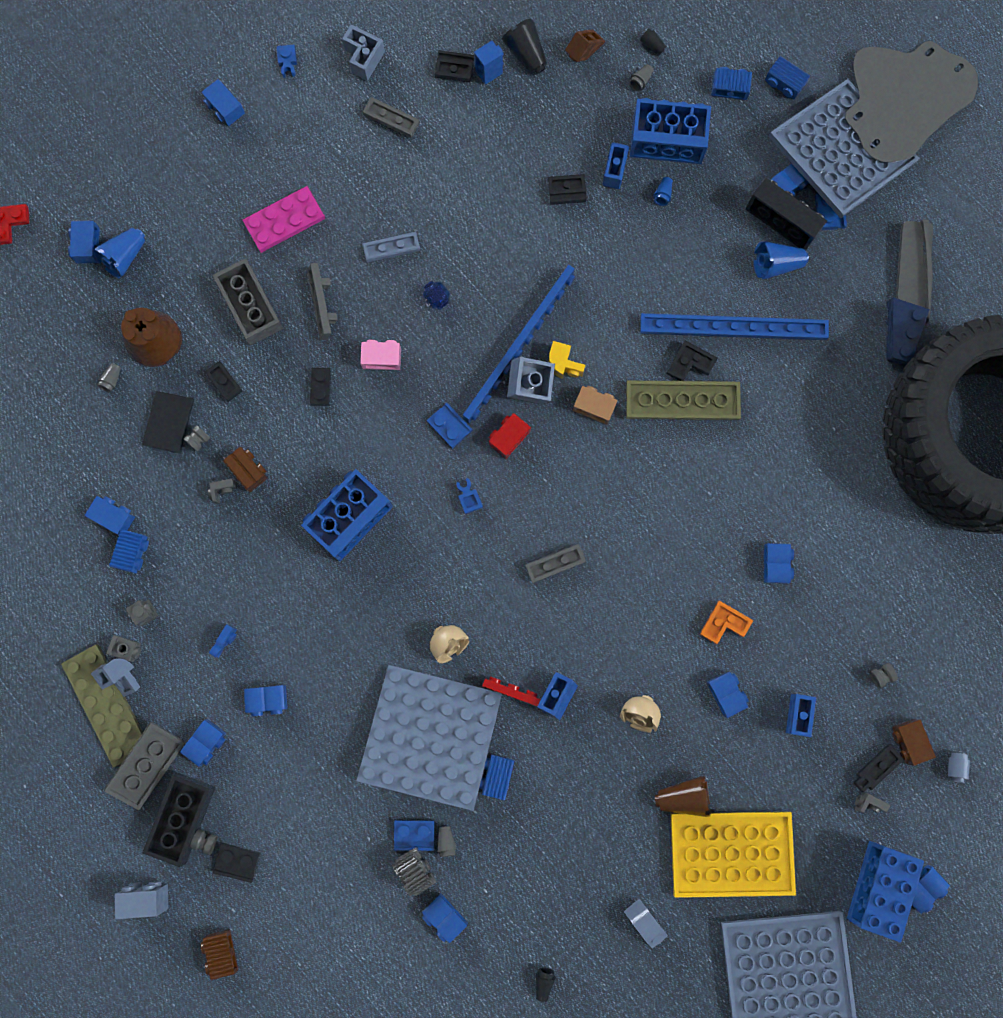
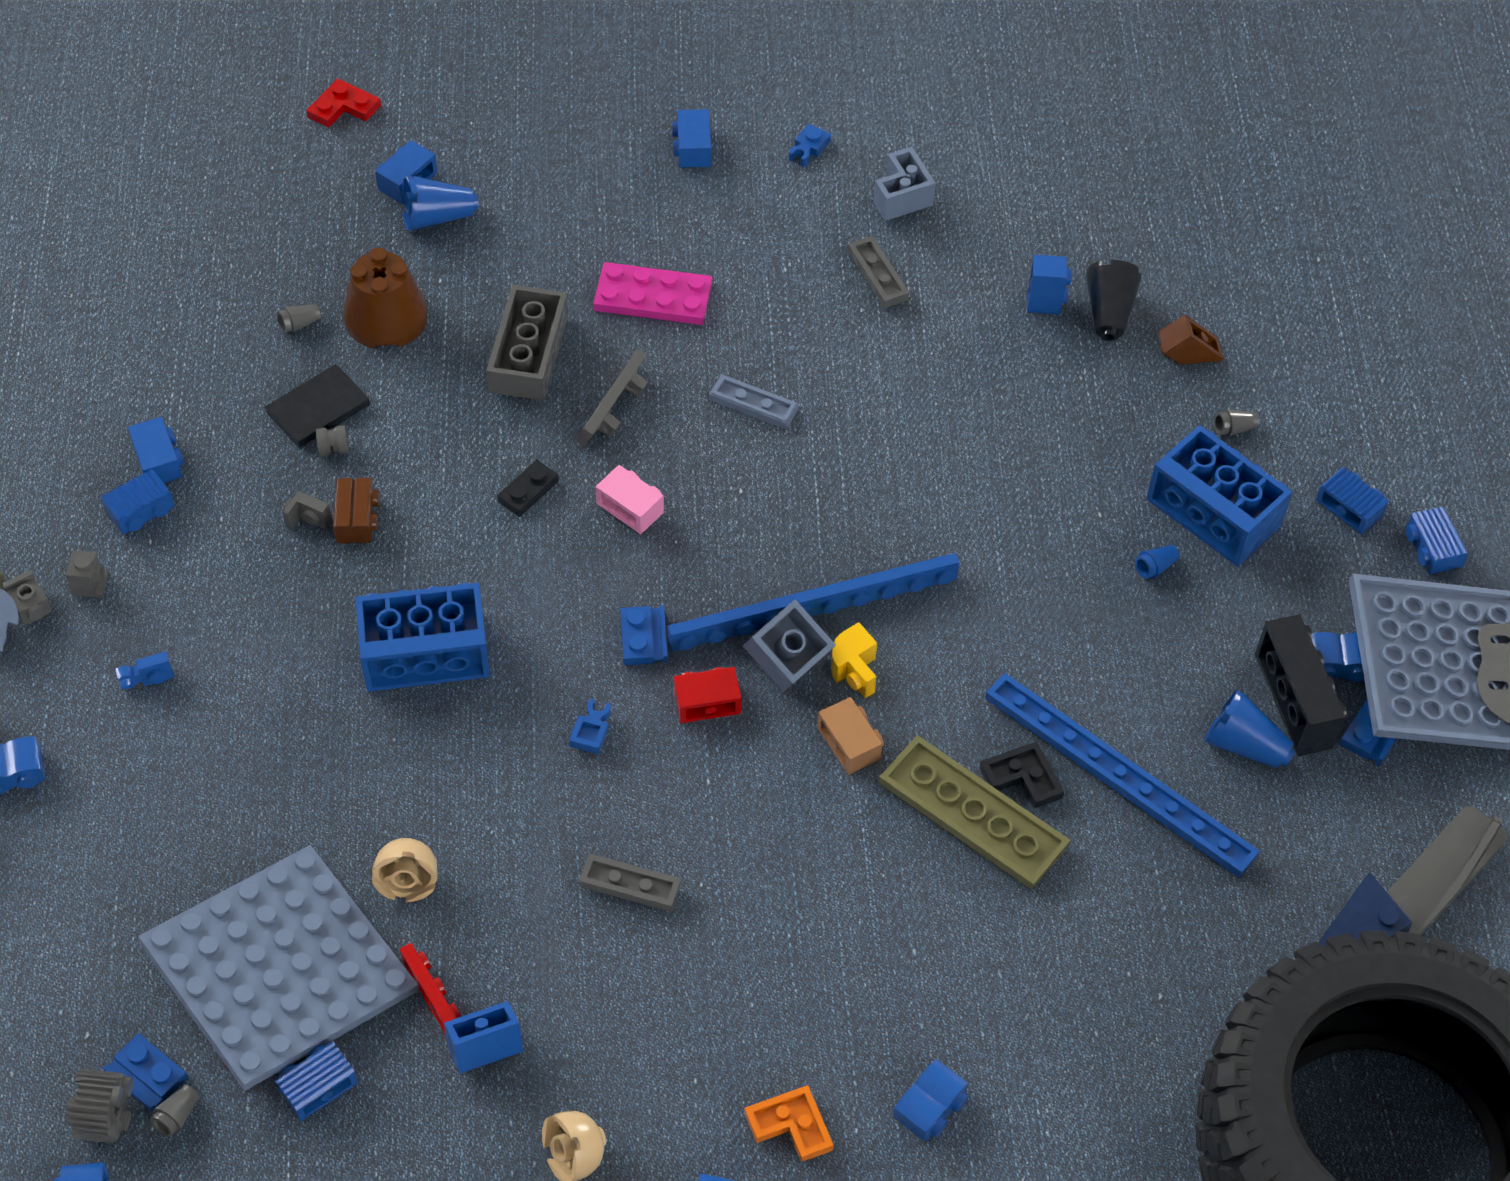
camera: 35 degrees right, 25 degrees down
(223, 381) = (421, 405): black plate -> none
(265, 699) = (127, 772): blue brick -> none
(436, 295) = (760, 483): clear blue head -> none
(454, 66) = (1002, 267): black plate -> none
(567, 189) = (1030, 479): black plate -> none
(615, 165) = (1114, 489): blue brick -> none
(652, 41) = (1284, 393): black cone -> none

